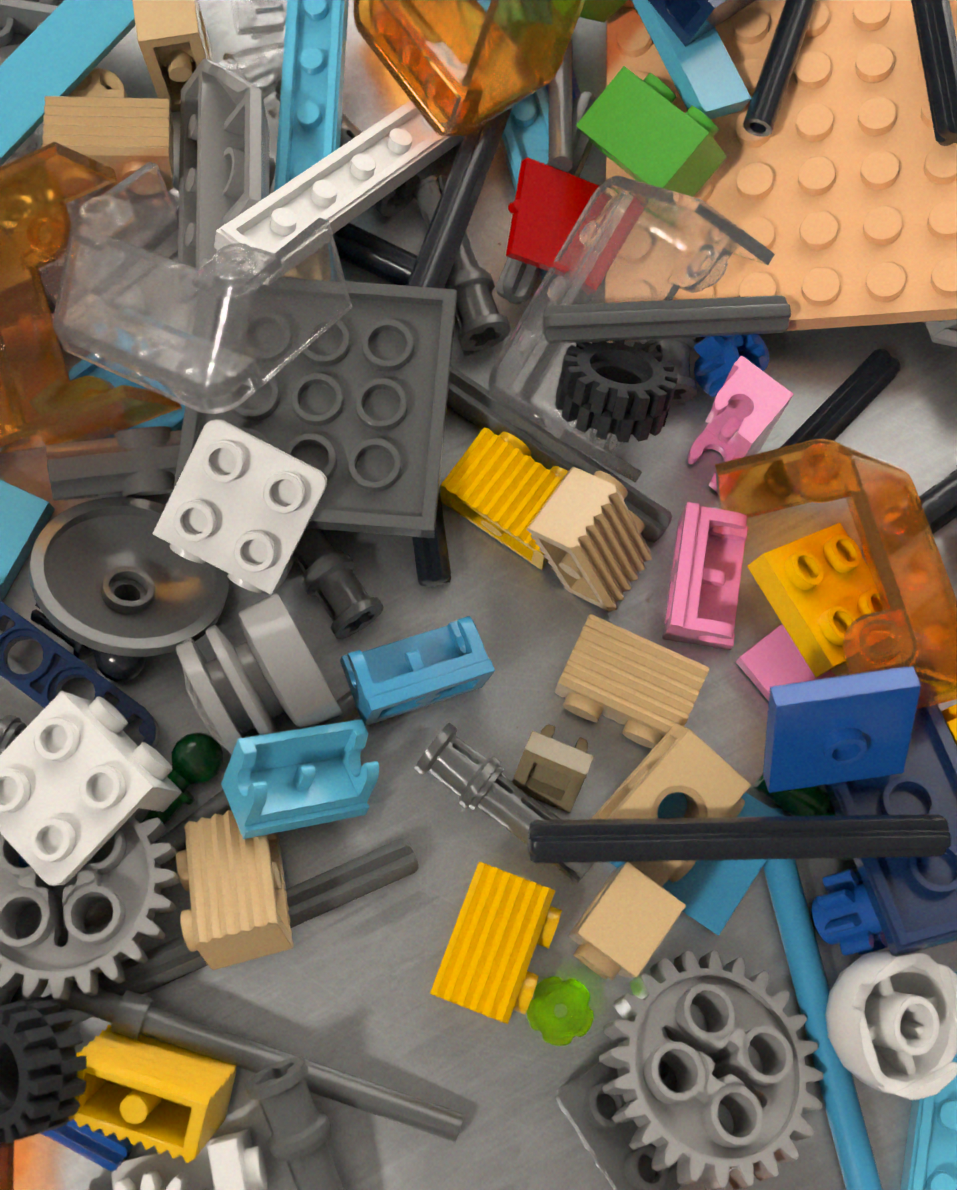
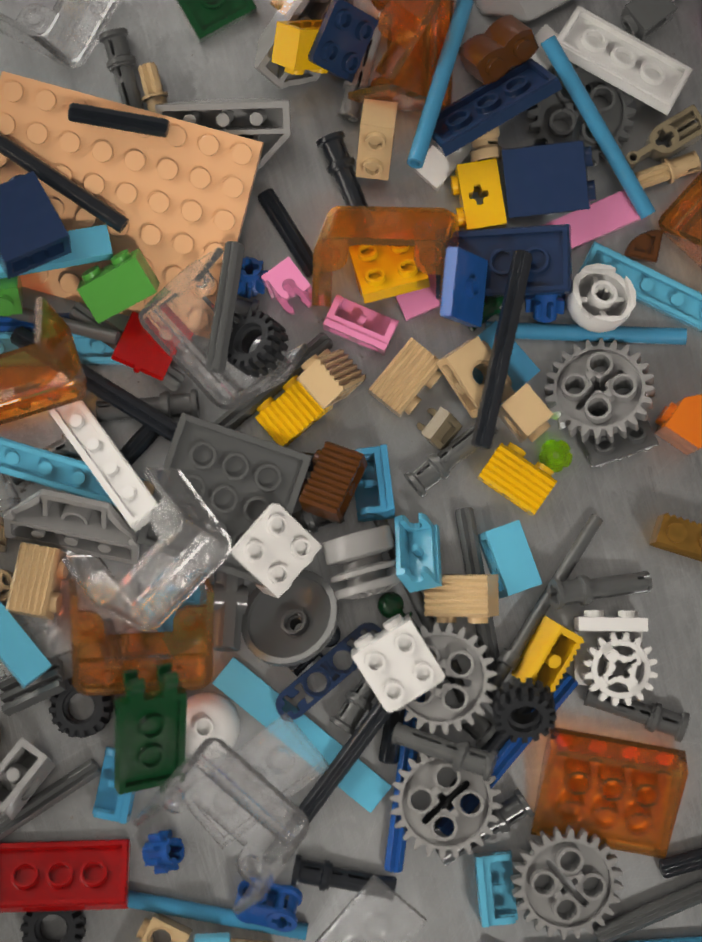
camera: 75 degrees left, 10 degrees up
(332, 969) = (510, 558): none -> medium azure hinge
(398, 586) = (332, 481): none -> reddish brown brick

